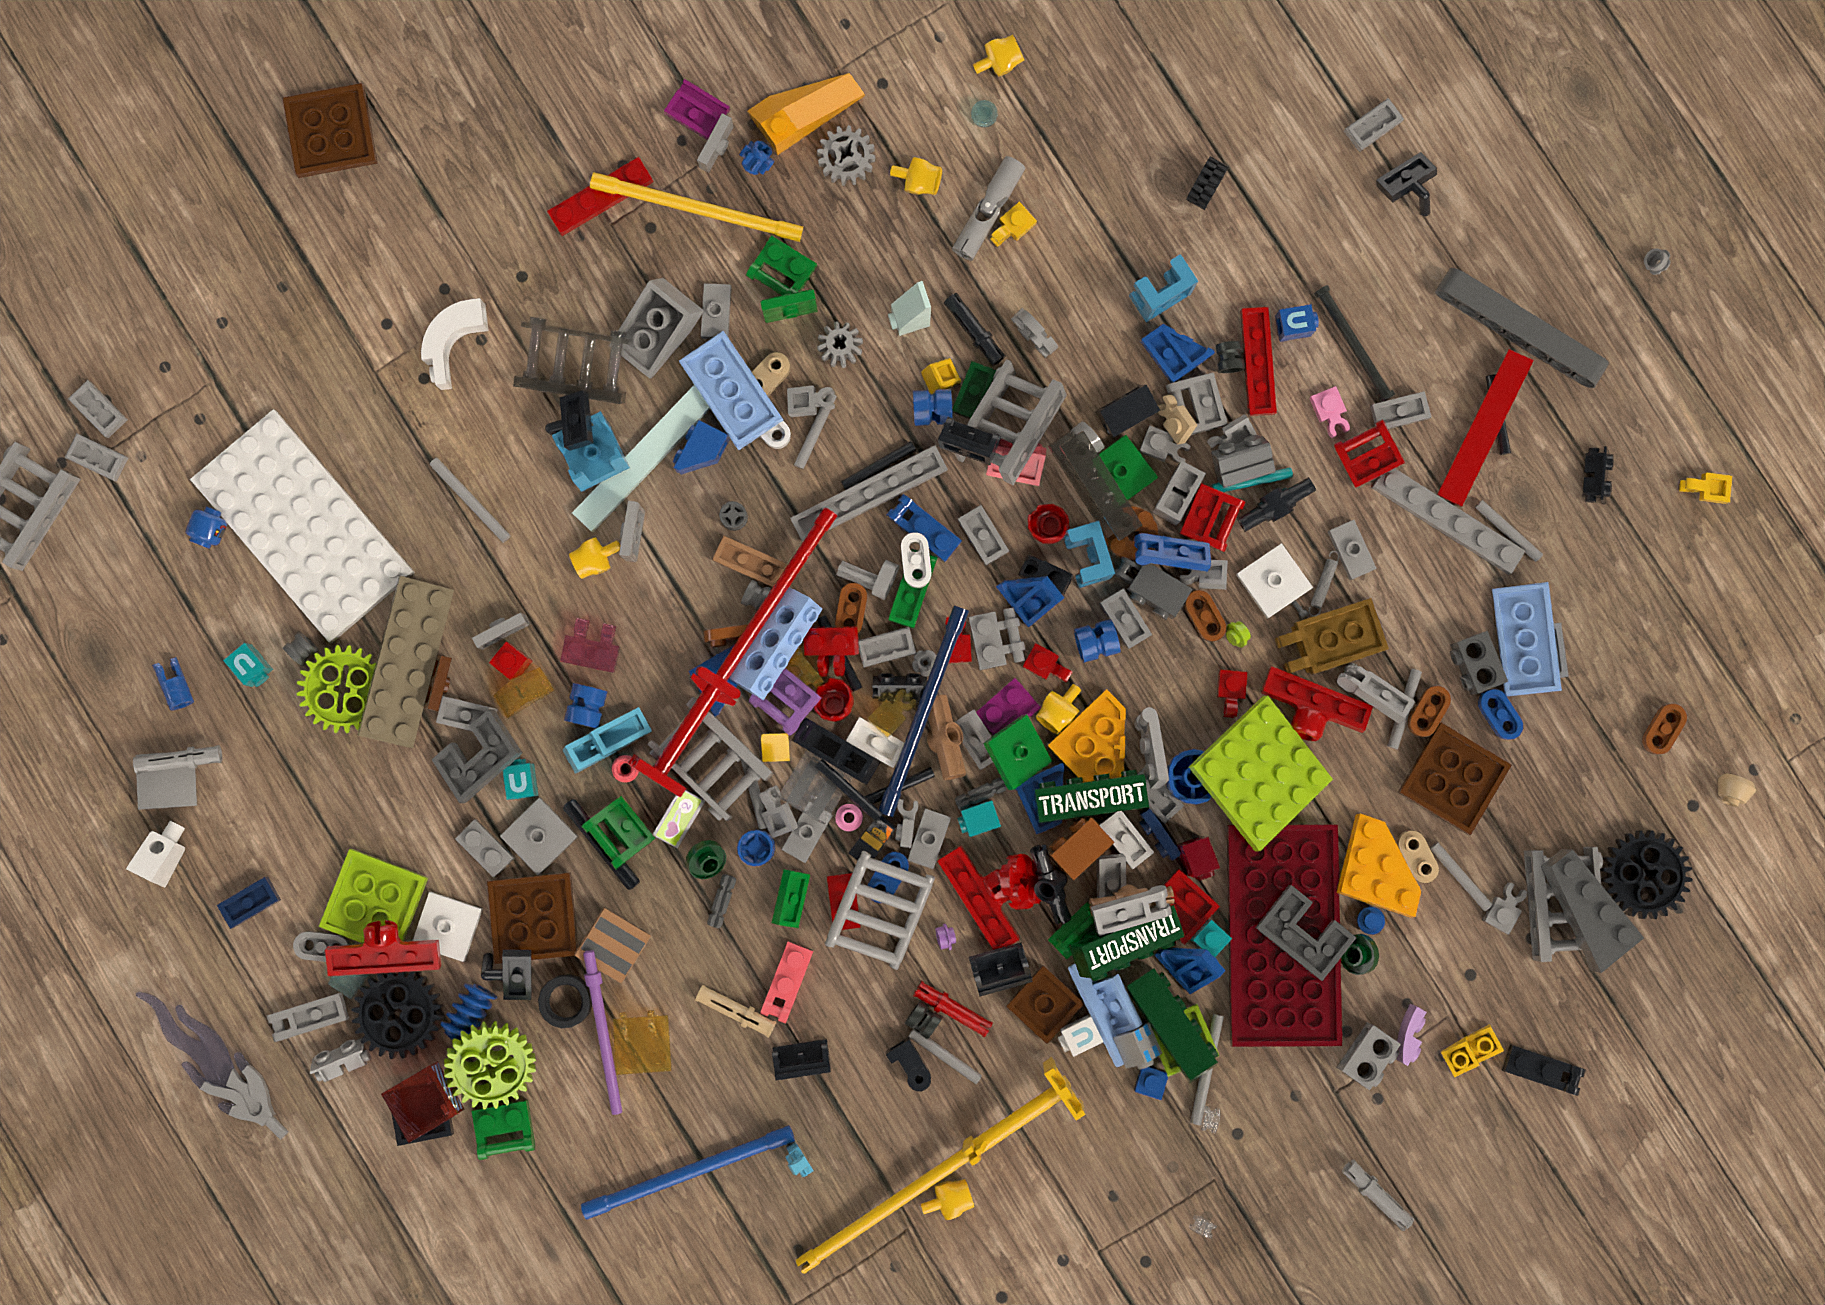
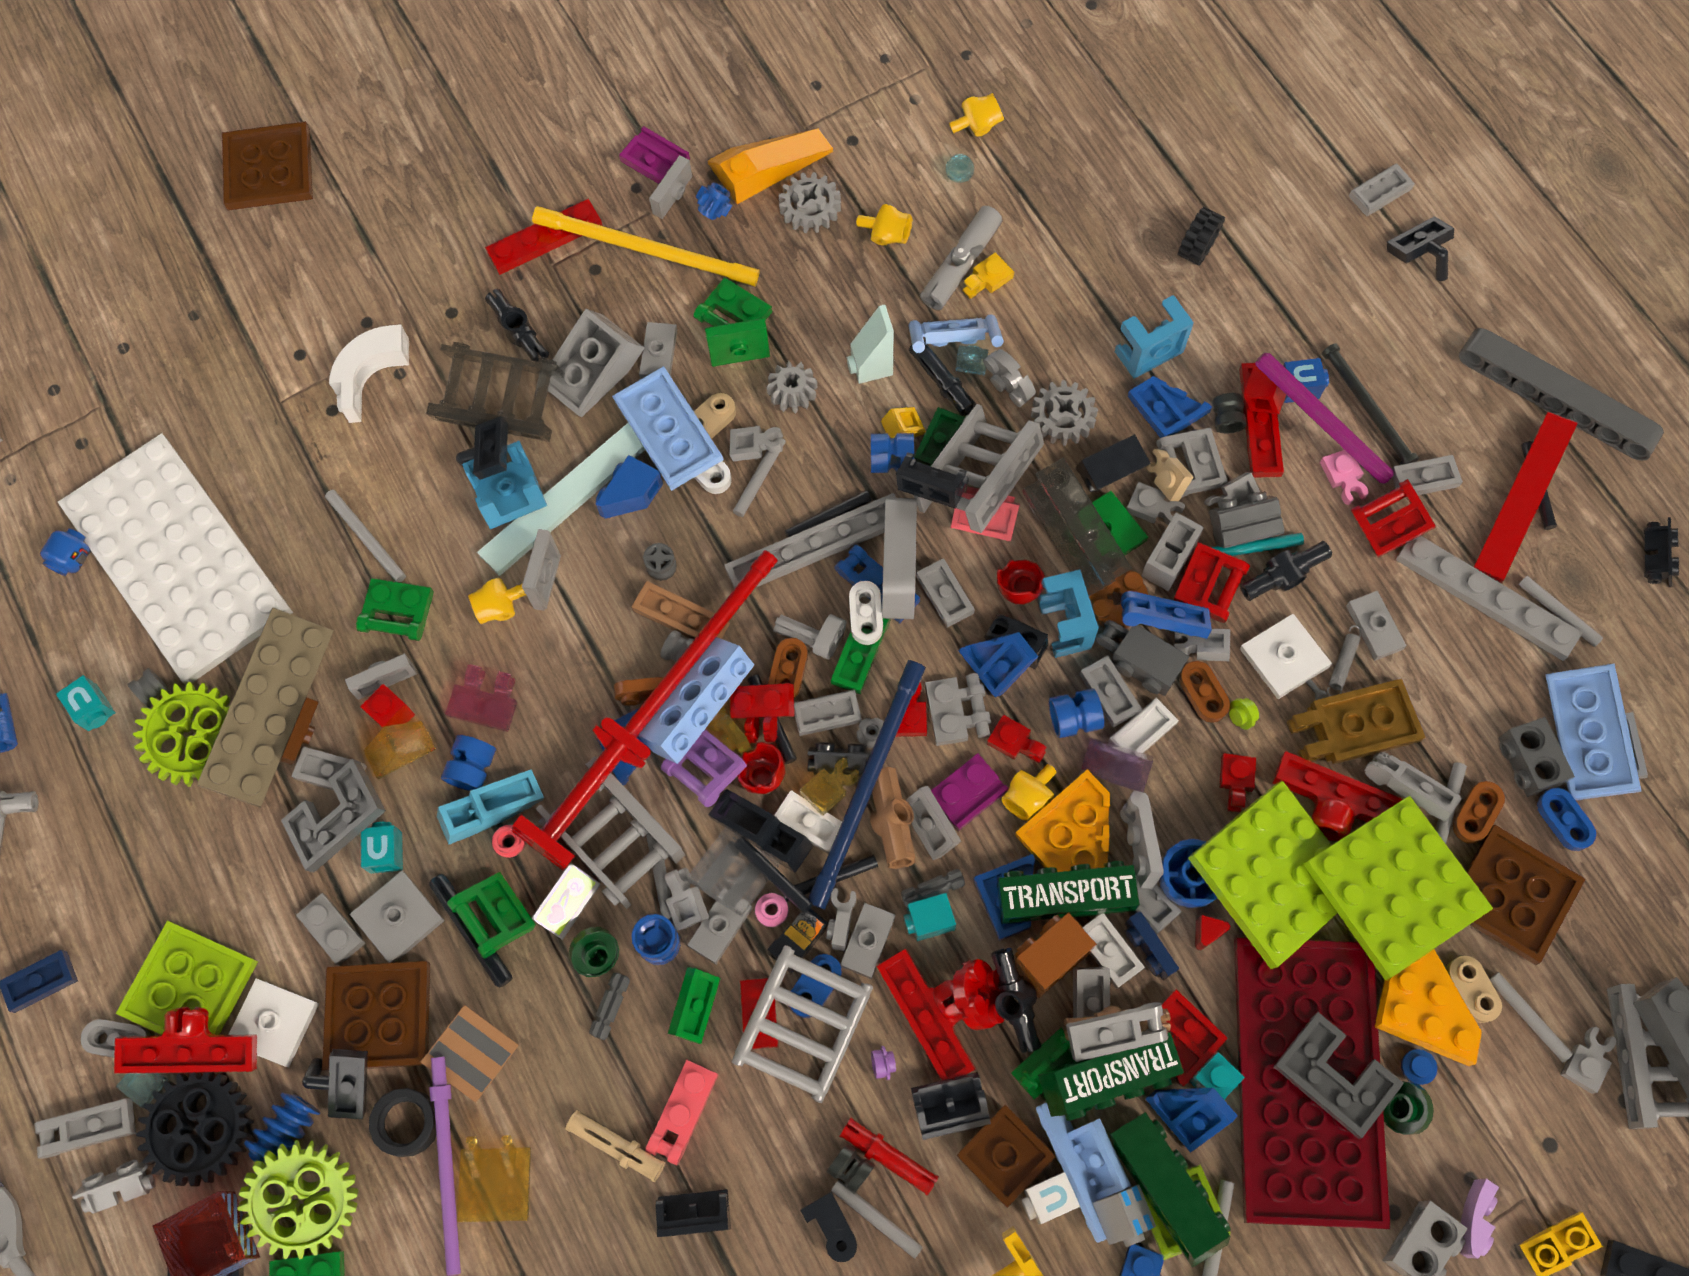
camera: 10 degrees right, 15 degrees down
(505, 559) = (395, 600): none -> green plate
(578, 281) = (511, 316): none -> black pin
(775, 747) = (689, 822): yellow slope -> none
(943, 509) = (899, 558): none -> light grey beam
(984, 284) = (964, 331): none -> light blue plate
(1000, 311) = (971, 359): none -> clear light blue plate
(1017, 752) = (978, 837): green plate -> none
(1076, 353) = (1064, 413): none -> light grey gear
(1132, 684) = (1118, 764): none -> clear purple slope
(1153, 651) = (1145, 728): none -> white tile
(1198, 858) = (1200, 973): dark red brick -> none
(1206, 821) = (1209, 930): none -> red slope
(1263, 337) = (1263, 393): none -> red brick
(1311, 366) = (1324, 418): none -> magenta axle
(1358, 780) = (1398, 887): none -> lime plate

